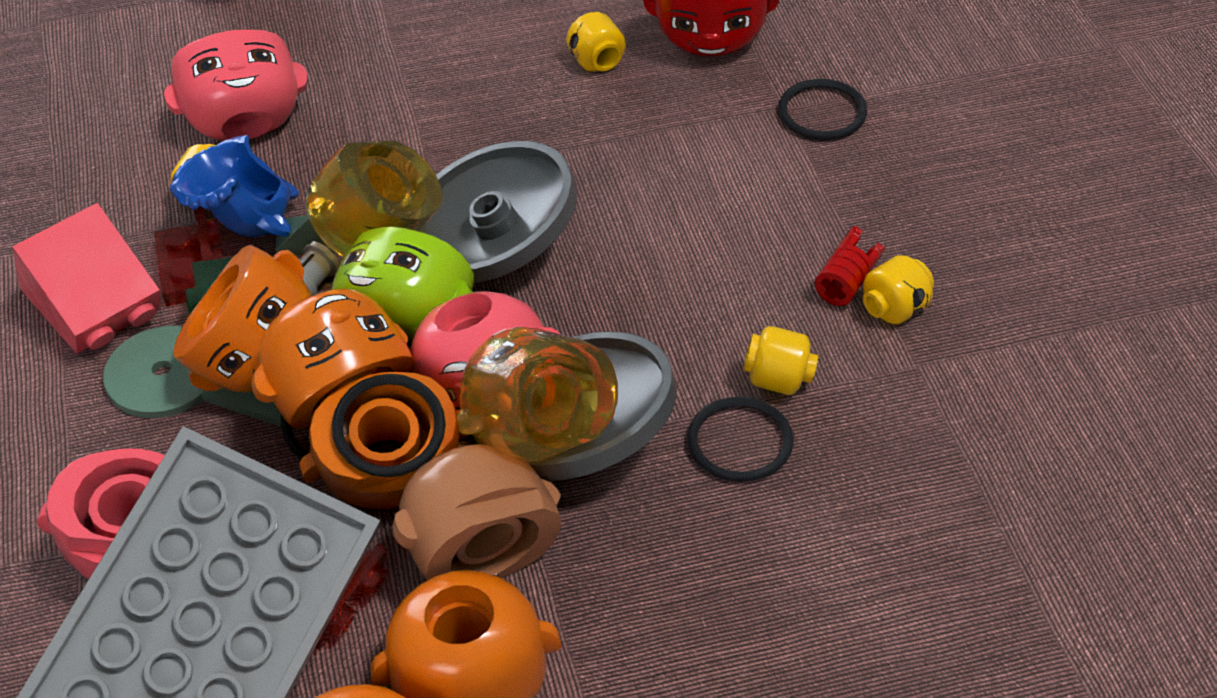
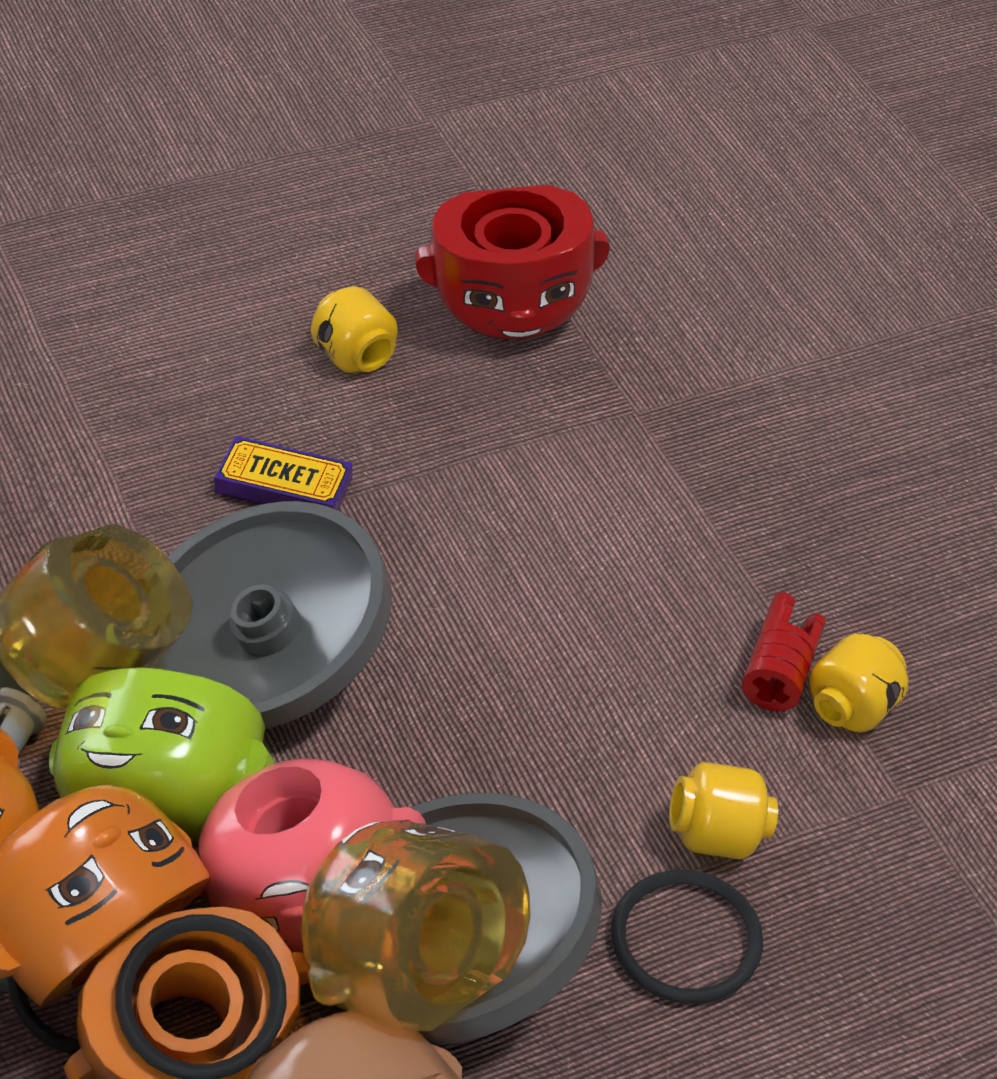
camera: 15 degrees left, 0 degrees up
(516, 124) = (280, 474): none -> tile
(822, 135) = (684, 448): black tyre -> none

